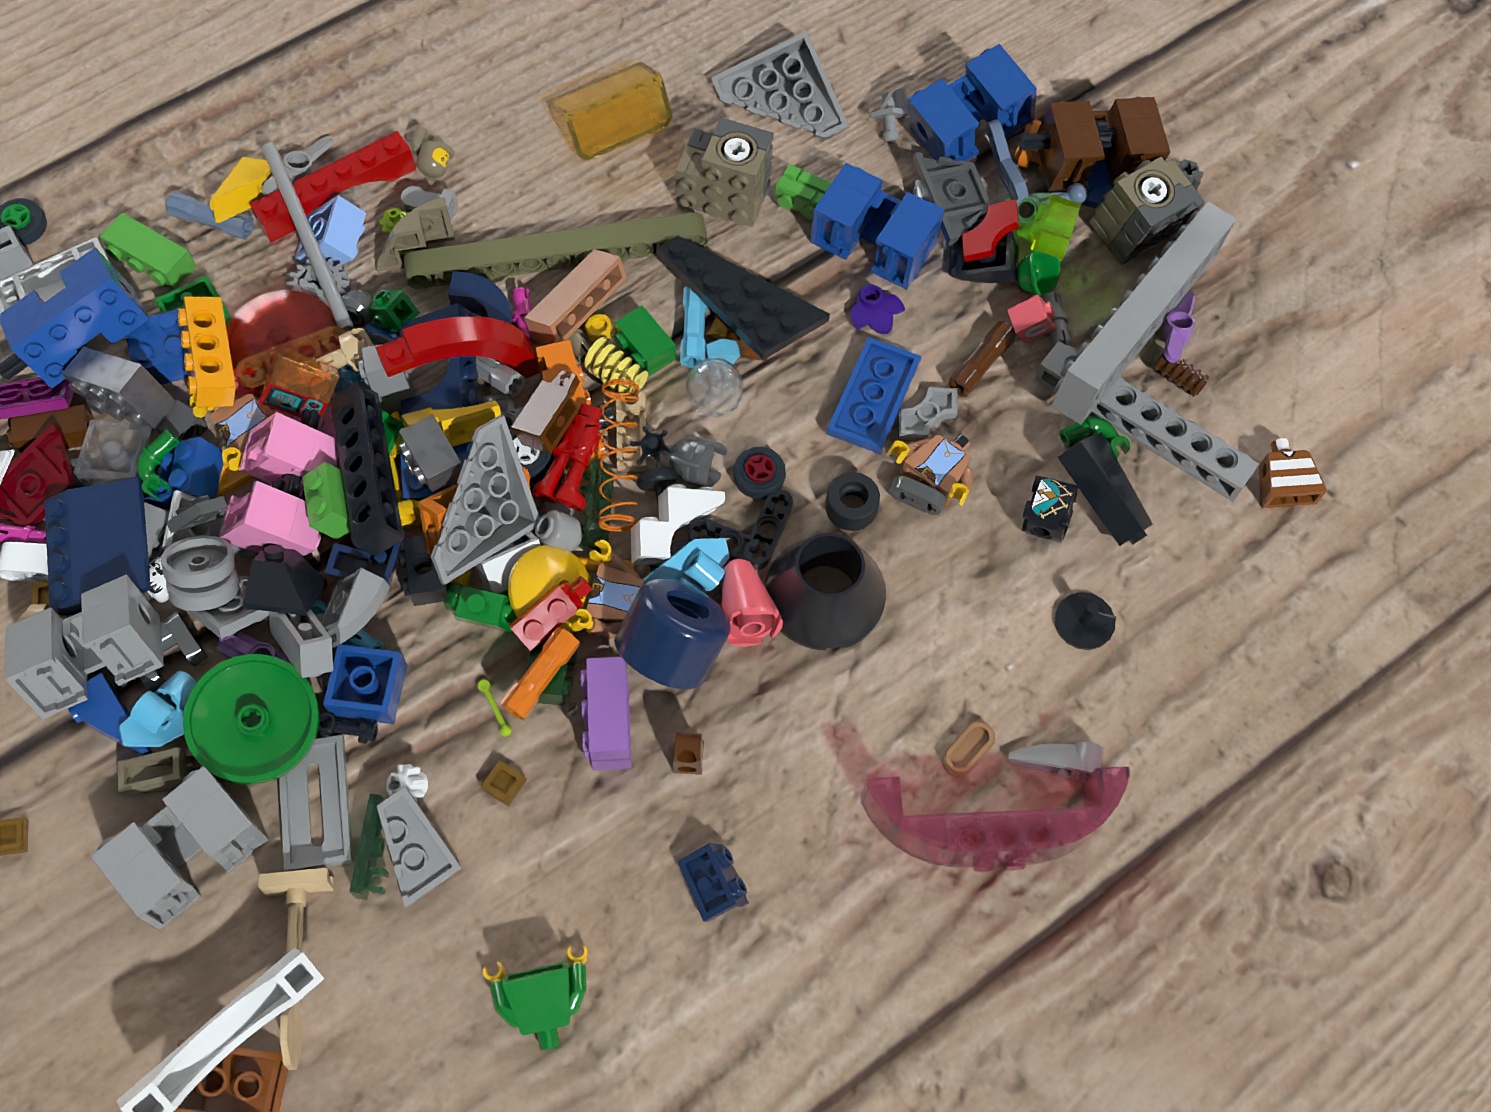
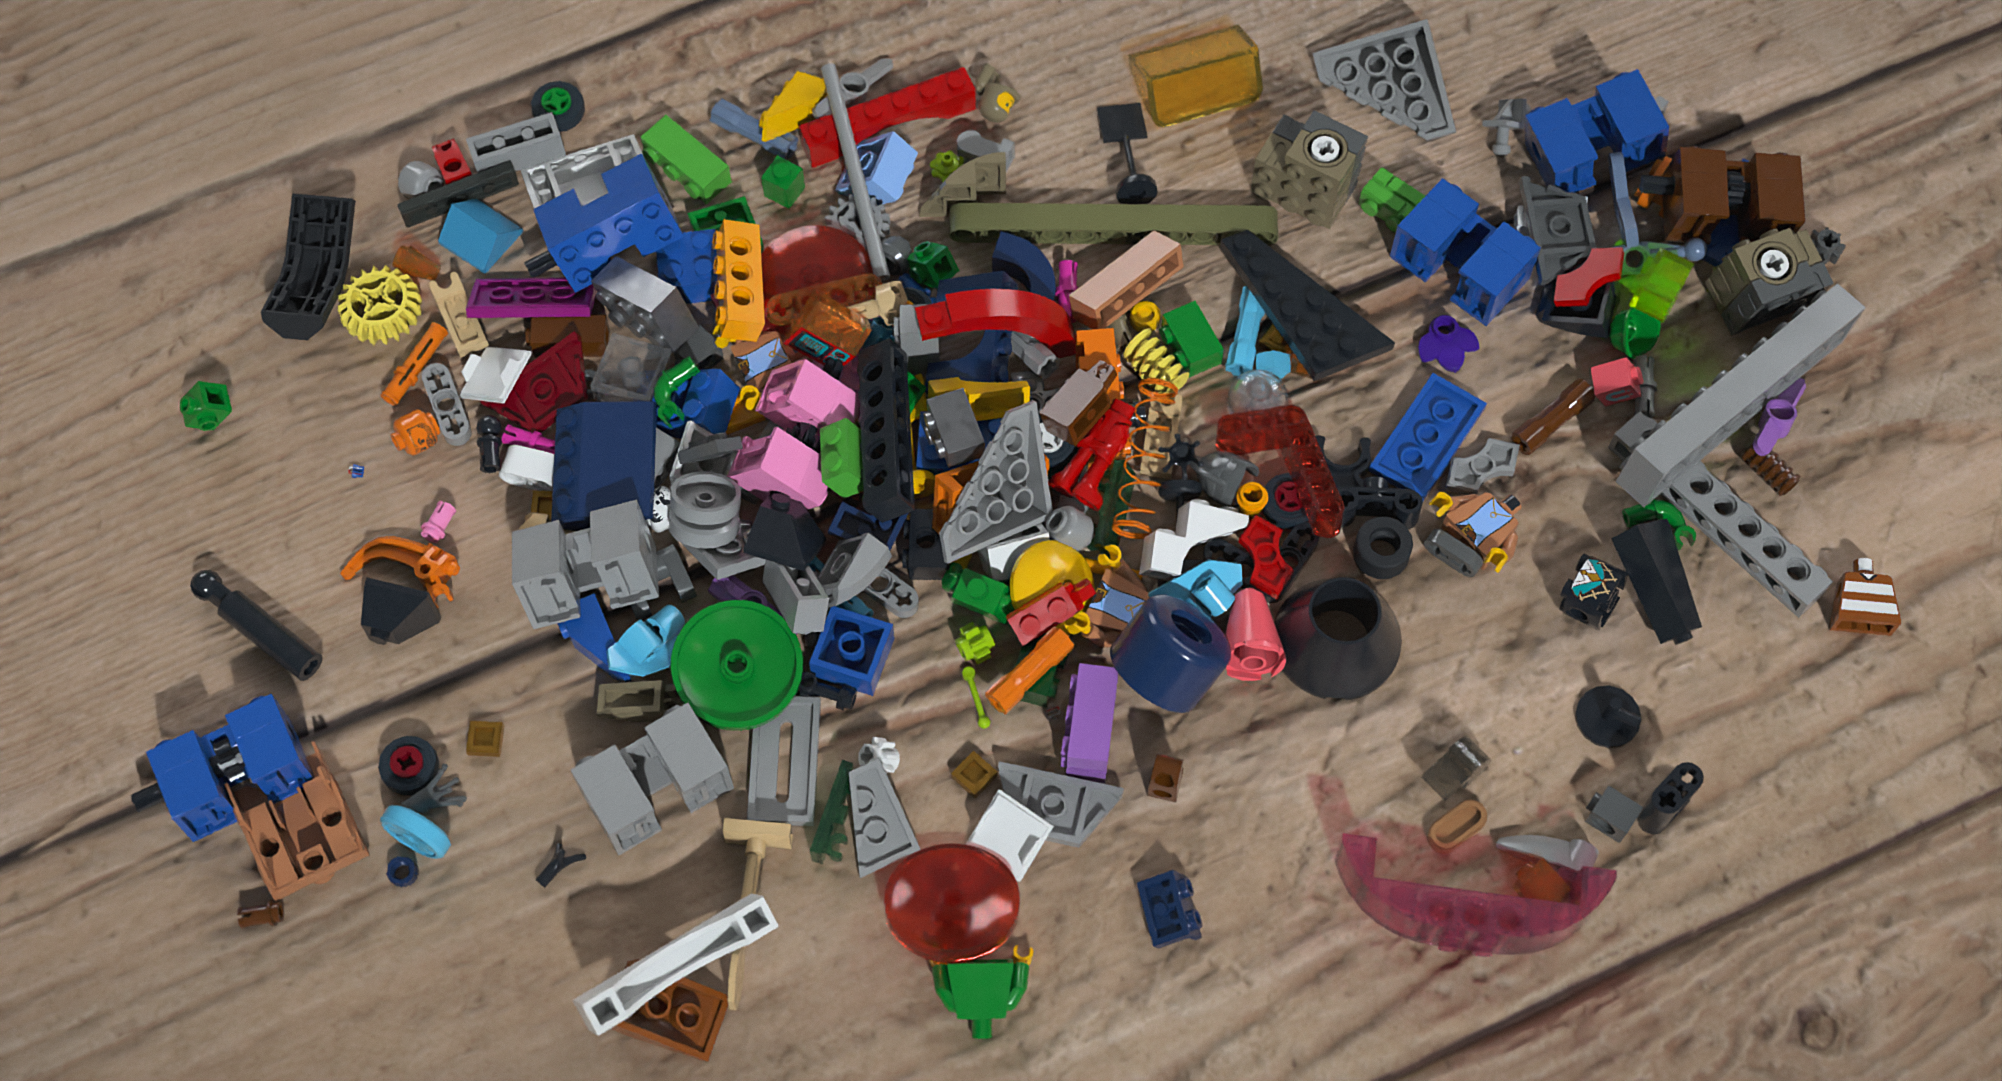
camera: 15 degrees right, 0 degrees up
(95, 952) = (557, 864): none -> black bar
(243, 258) = (783, 182): none -> green brick
(408, 617) = (902, 590): none -> light grey beam
(485, 655) = (975, 643): none -> lime gear
(499, 917) = (952, 903): none -> clear red dish
(546, 837) = (1011, 833): none -> white piece
(552, 163) = (1125, 124): none -> black piece
(586, 799) = (1066, 802): none -> light grey wing
(724, 476) = (1251, 499): none -> light orange cone
(749, 409) = (1291, 432): none -> clear red beam
(753, 539) = (1270, 569): none -> red tile
(827, 457) = (1371, 494): none -> black piece
(959, 694) = (1457, 768): none -> clear smoke brick
(1056, 790) = (1540, 882): none -> clear orange brick
(1109, 711) = (1612, 813): none -> dark grey brick
(1159, 687) = (1667, 801): none -> black connector

